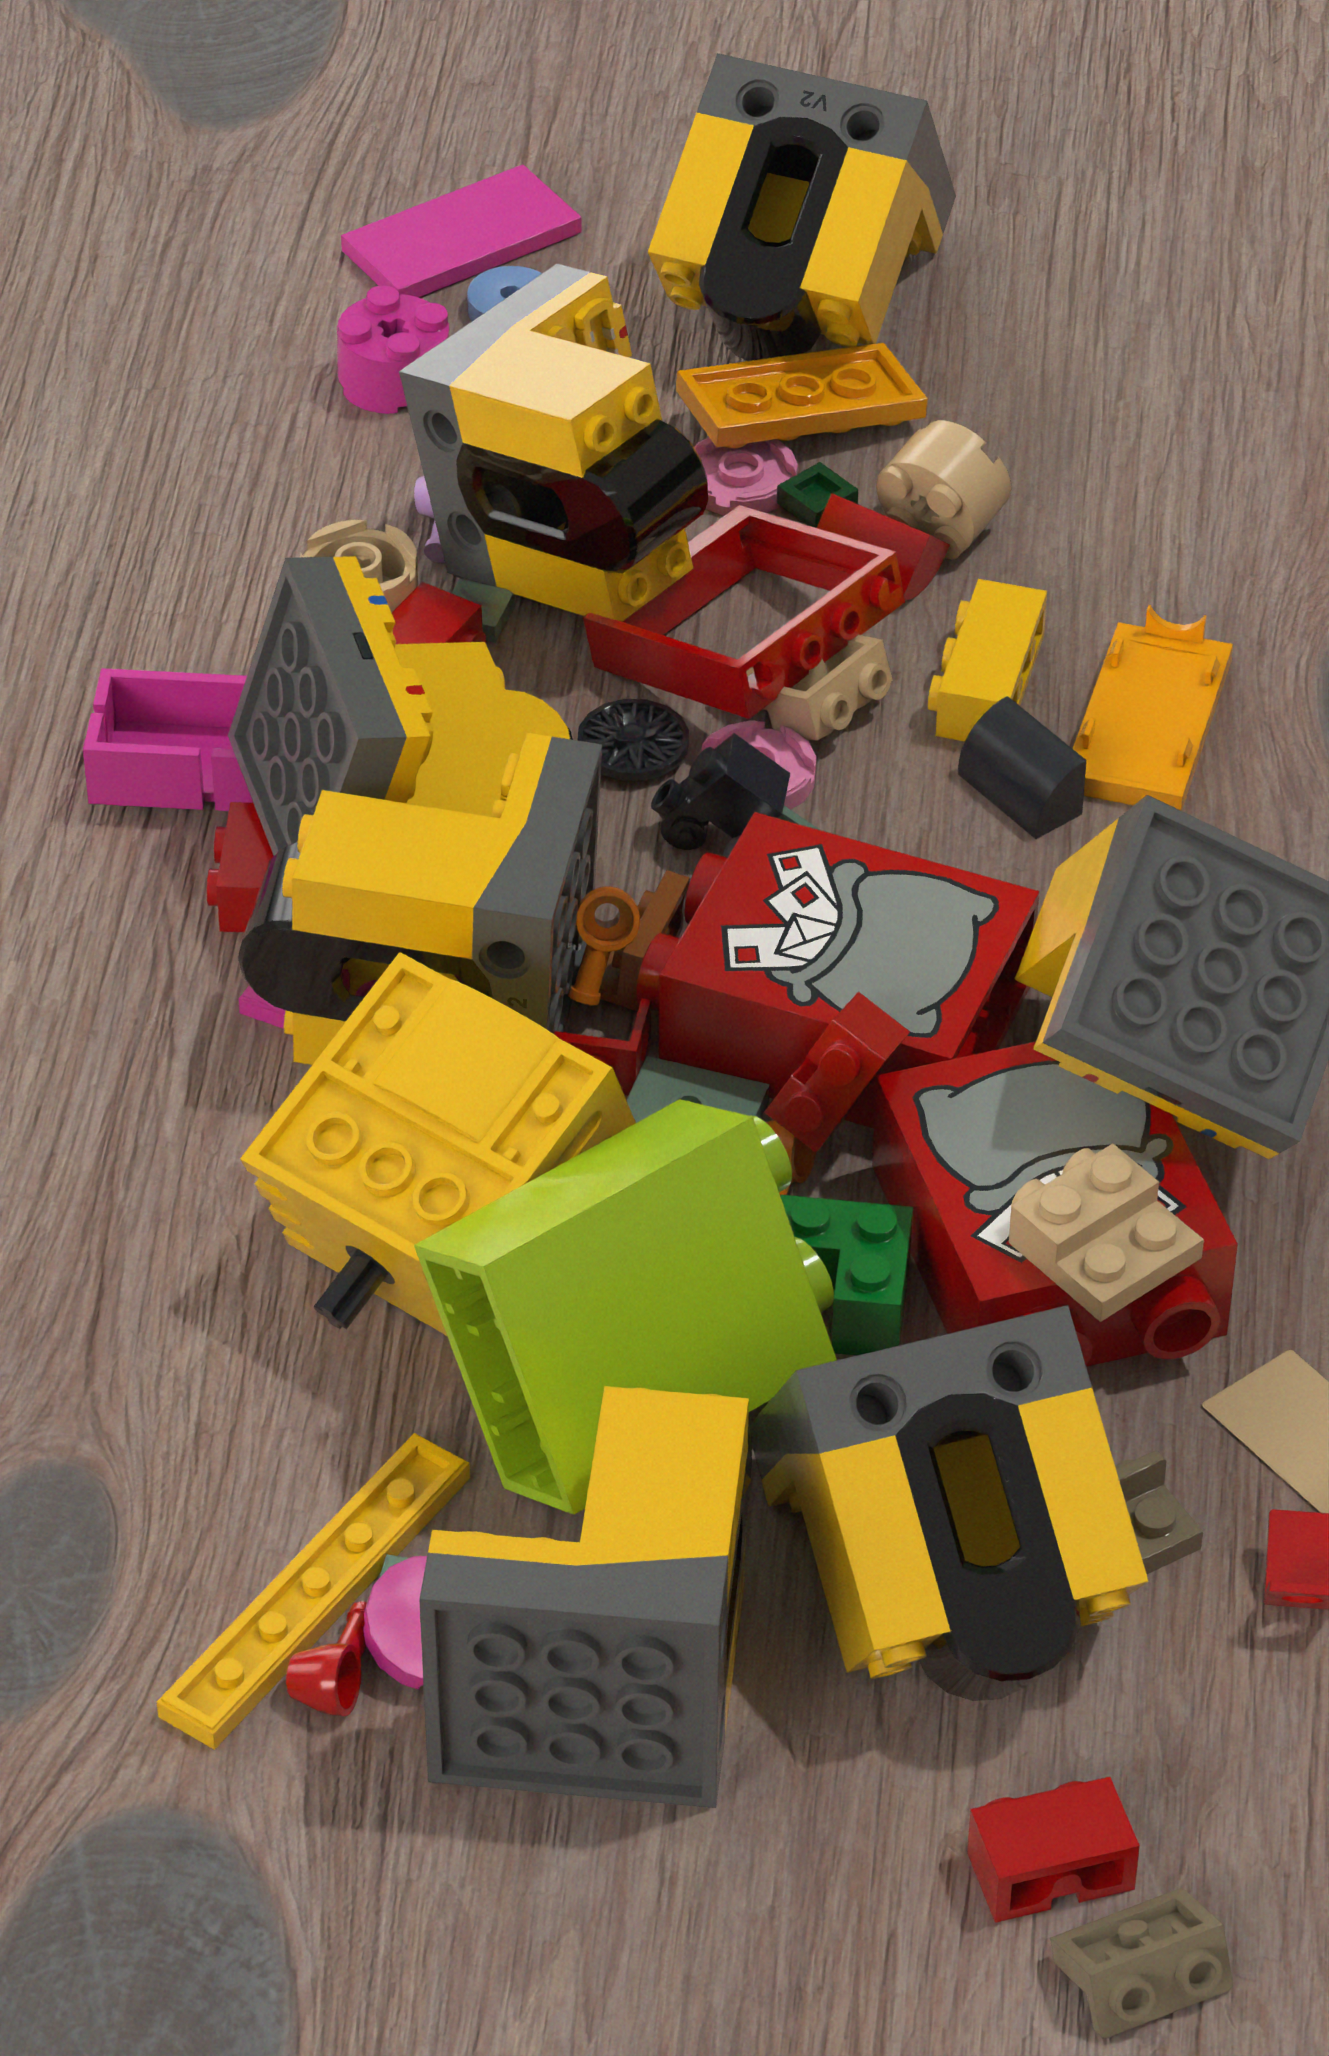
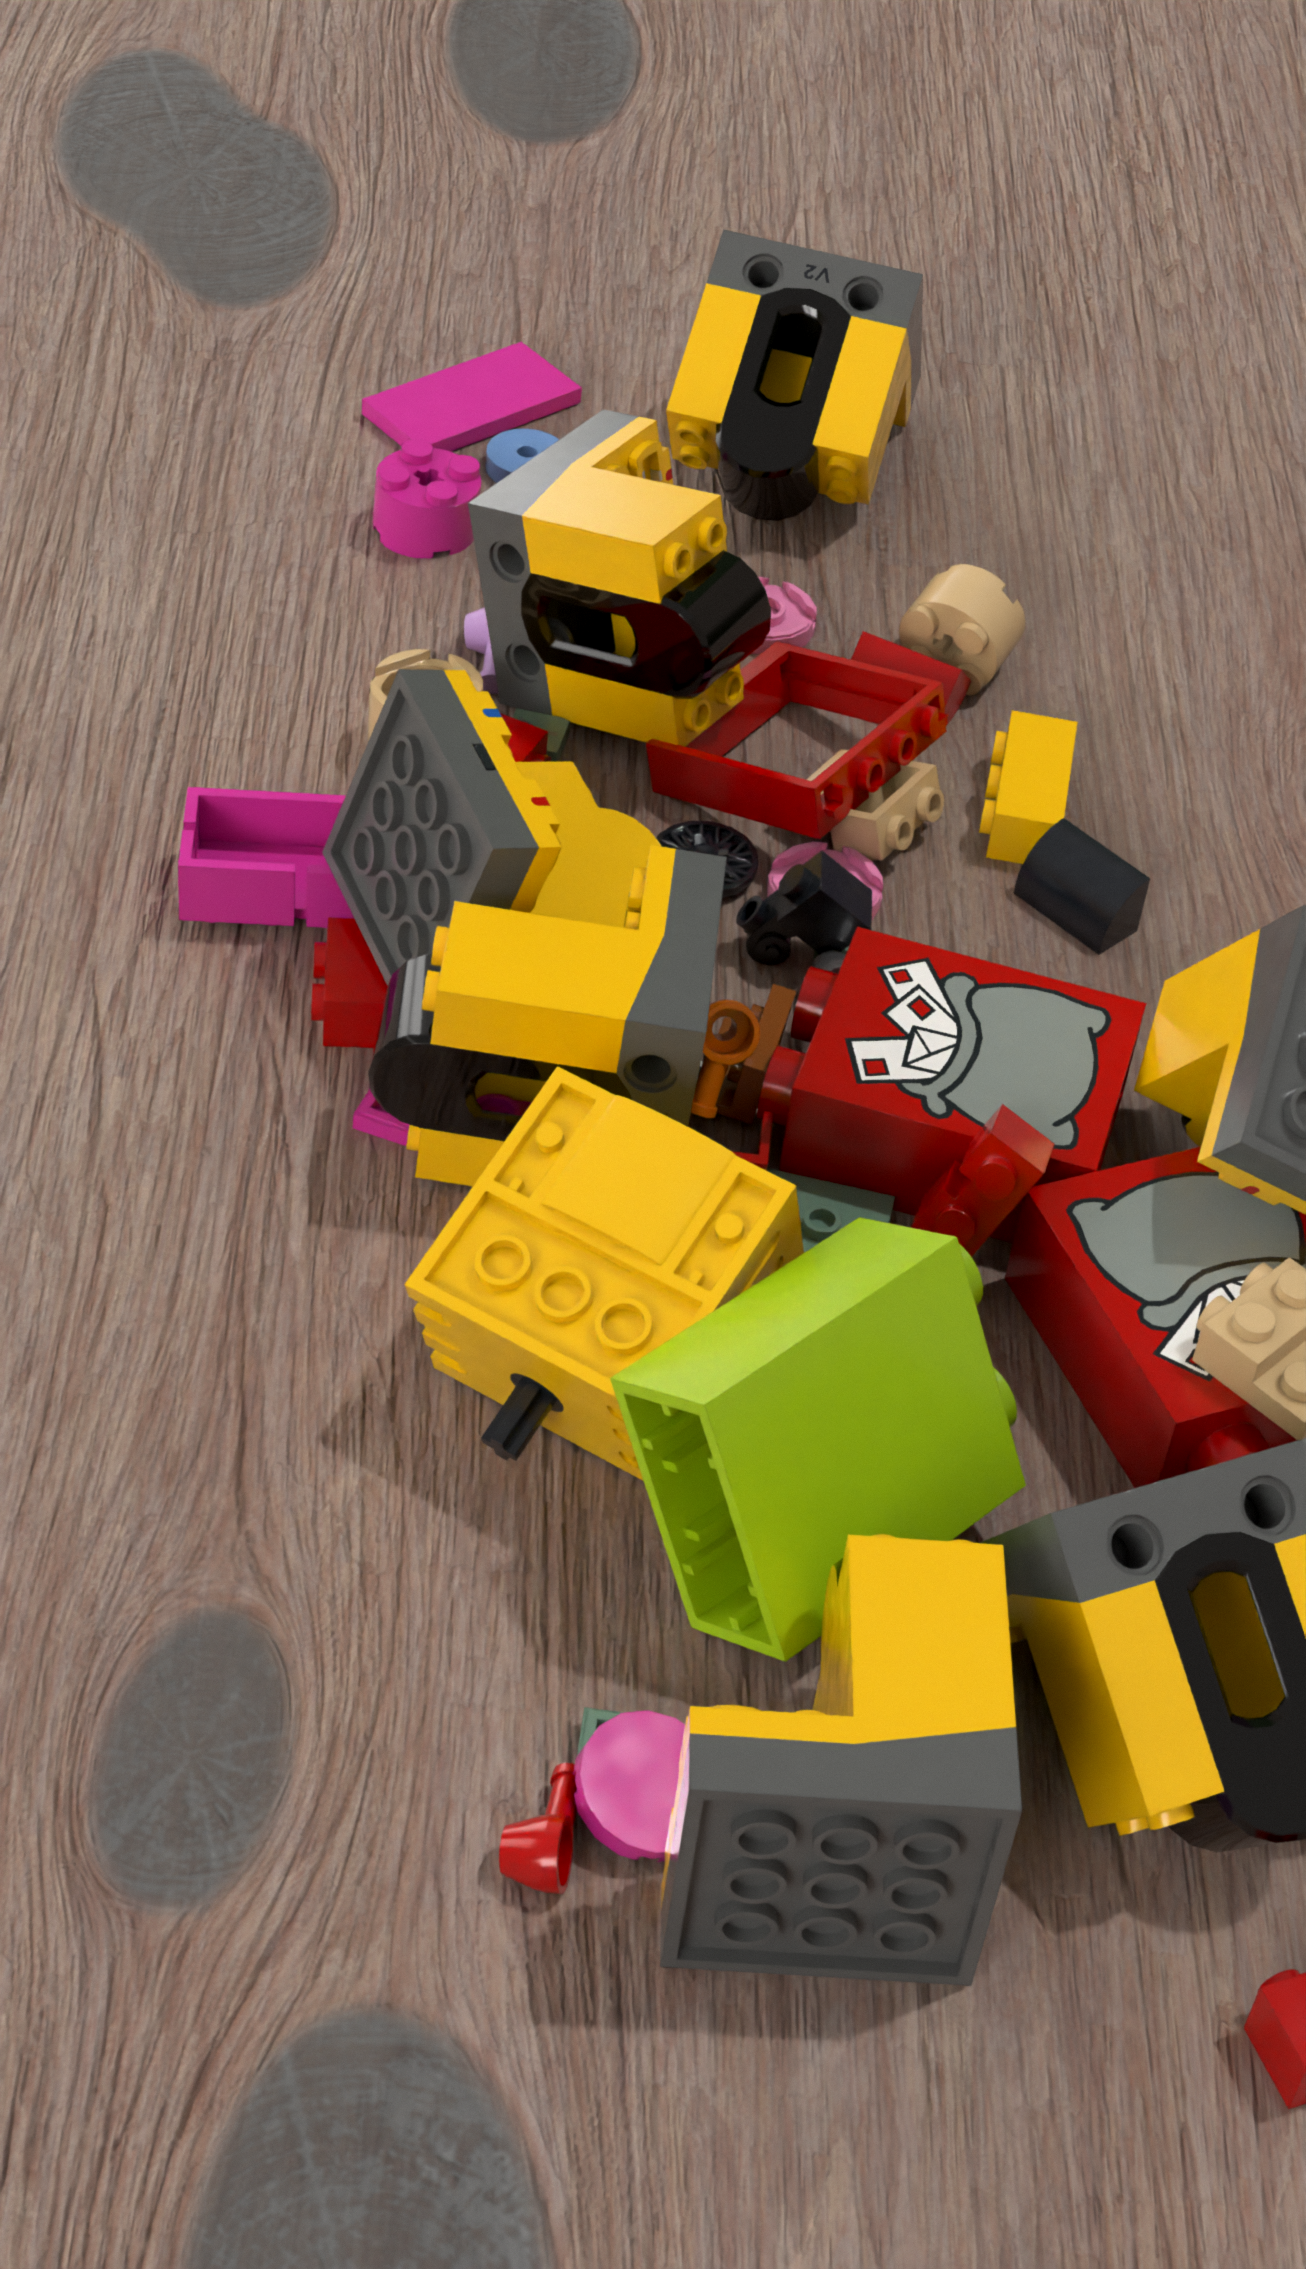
camera: 10 degrees left, 0 degrees up
(312, 1591) = (506, 1755): yellow tile -> none
(801, 395) = (824, 544): light orange plate -> none
(810, 491) = (836, 632): dark green plate -> none
(868, 1264) = (1042, 1373): green brick -> none
(1151, 711) = (1187, 835): light orange piece -> none

